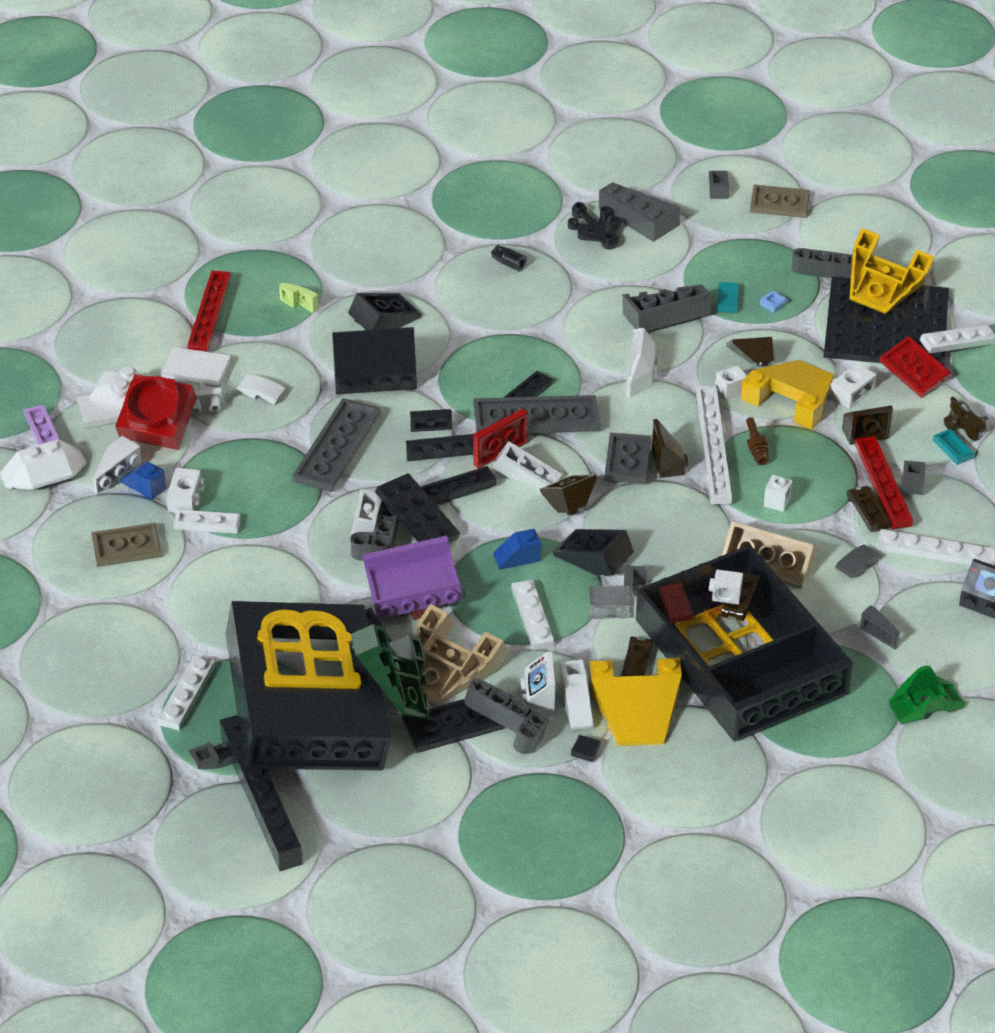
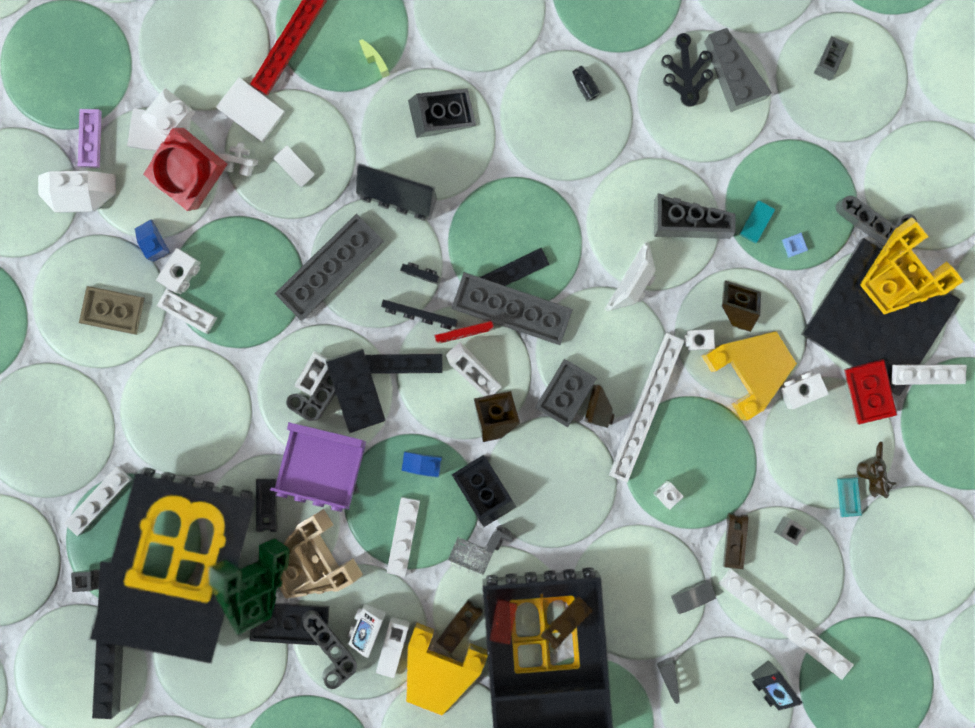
camera: 25 degrees right, 45 degrees up
(117, 460) = (135, 208): white slope -> none
(585, 748) = (378, 696): black tile -> none
(726, 586) = (551, 627): white brick -> none
(757, 443) = (683, 425): reddish brown piece -> none
(779, 201) = (875, 107): dark tan tile -> none
(784, 555) = (625, 558): tan slope -> none
(867, 423) = (785, 445): dark brown slope -> none
(883, 482) = (764, 517): red plate -> none

